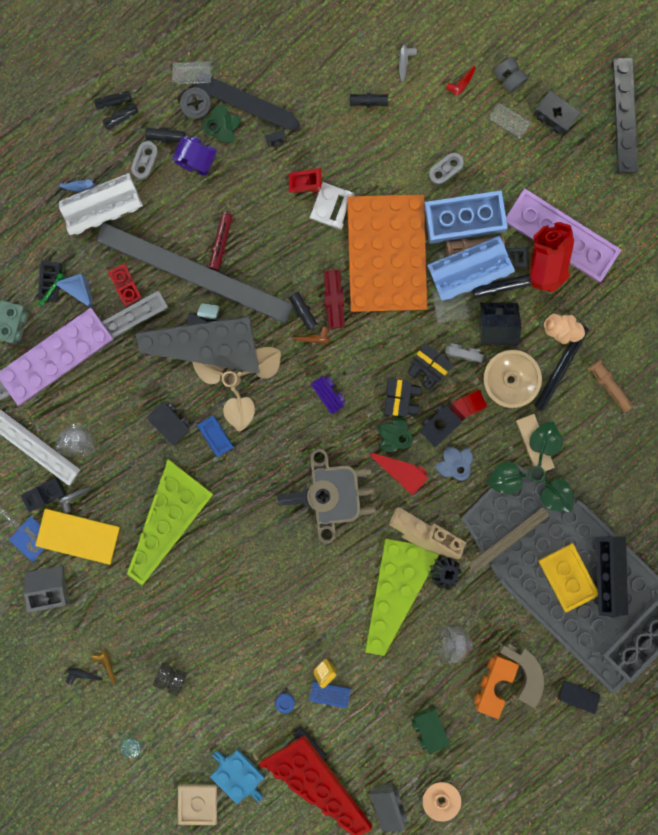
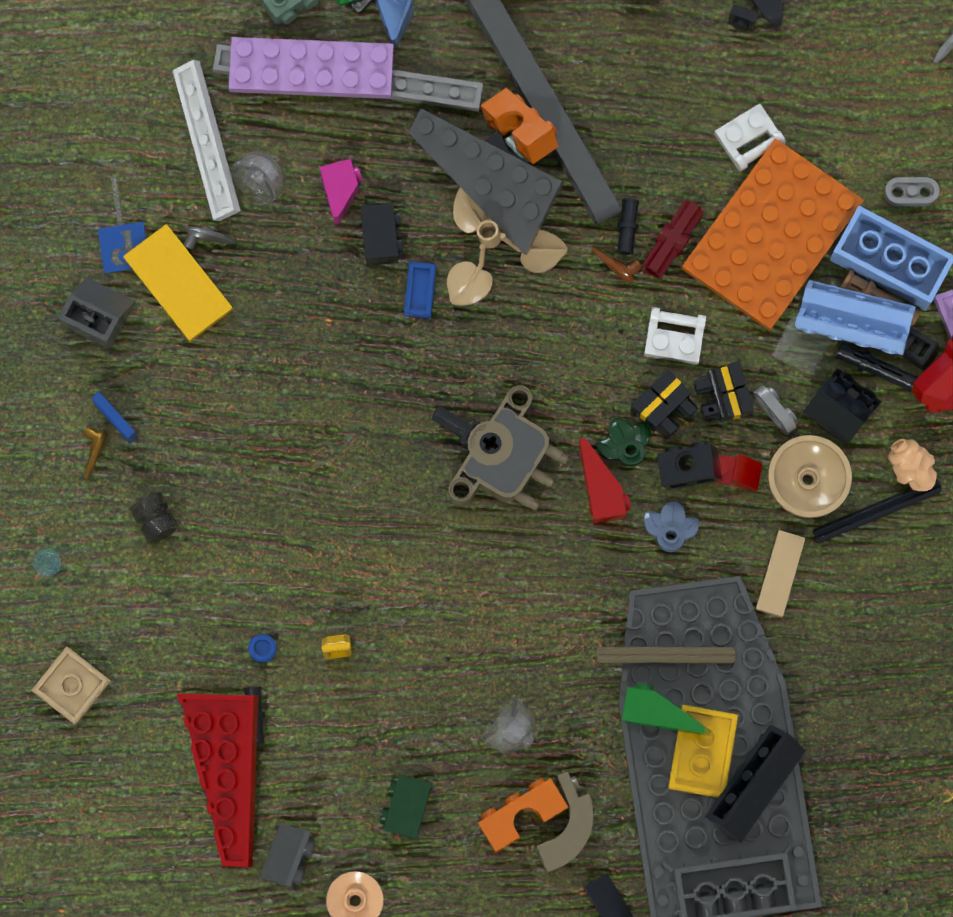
camera: 30 degrees right, 10 degrees down
(43, 494) = (176, 209): black slope -> none
(78, 673) = (52, 430): black bar -> none
(103, 640) = (114, 417): none -> blue tile
(124, 284) = (449, 50): red slope -> none
(125, 412) = (340, 186): none -> dark pink slope
(171, 513) = (301, 337): lime wing -> none
(186, 297) = (531, 133): none -> orange arch
(226, 219) = (569, 100): dark red pin -> none
(237, 776) = (142, 689): dark azure plate -> none
(305, 181) = (740, 87): red slope -> none
(330, 399) = (584, 328): dark purple brick -> none
(330, 695) = (321, 678): blue tile -> none
(369, 100) = (880, 54): black pin -> none
(379, 359) = (672, 344): none -> white plate
(399, 582) = (503, 610): lime wing -> none
(426, 536) = (573, 581): tan slope -> none
(443, 579) = (552, 642): black gear -> none
(506, 477) = (718, 583): dark green plant -> none
(529, 576) = (652, 709): none -> green slope
(605, 378) = (919, 561): medium nougat pin -> none

